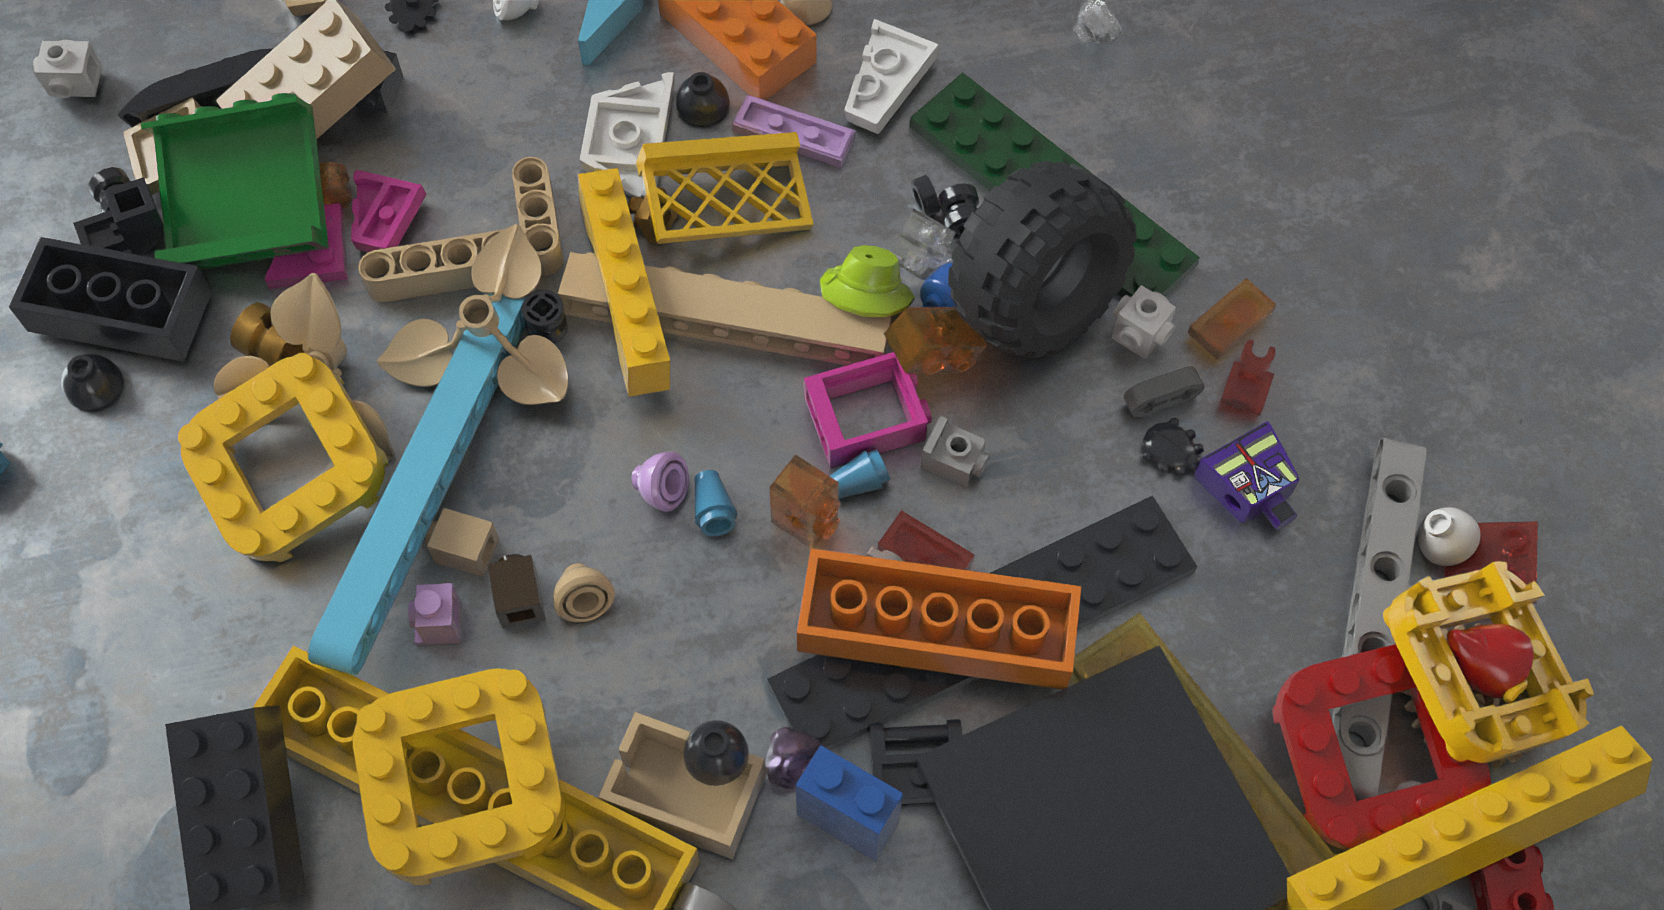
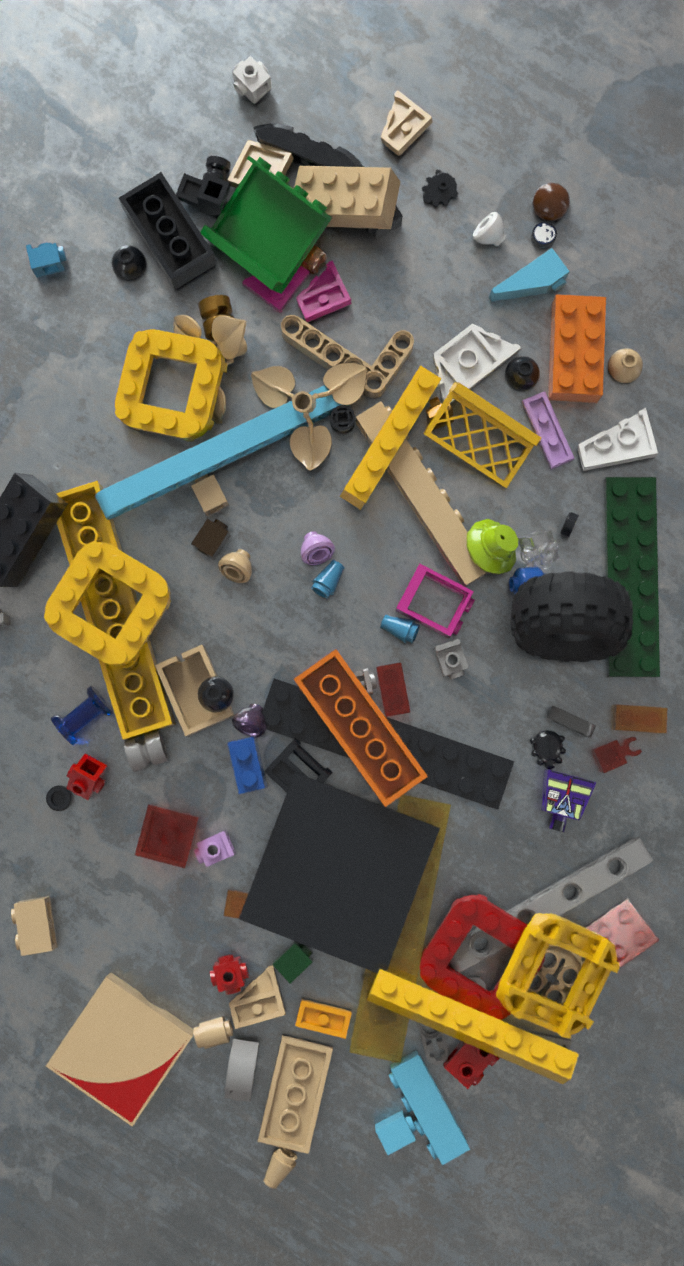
camera: 45 degrees right, 20 degrees up
(435, 615) = (169, 518): lavender brick -> none
(805, 502) = (362, 621): clear orange brick -> none
(934, 341) = (490, 601): clear orange brick -> none
(957, 204) = (577, 548): black wheel -> none
(1143, 321) = (588, 683): white brick -> none
(1448, 536) = (617, 905): white brick -> none
(1493, 659) = (562, 974): red hat -> none

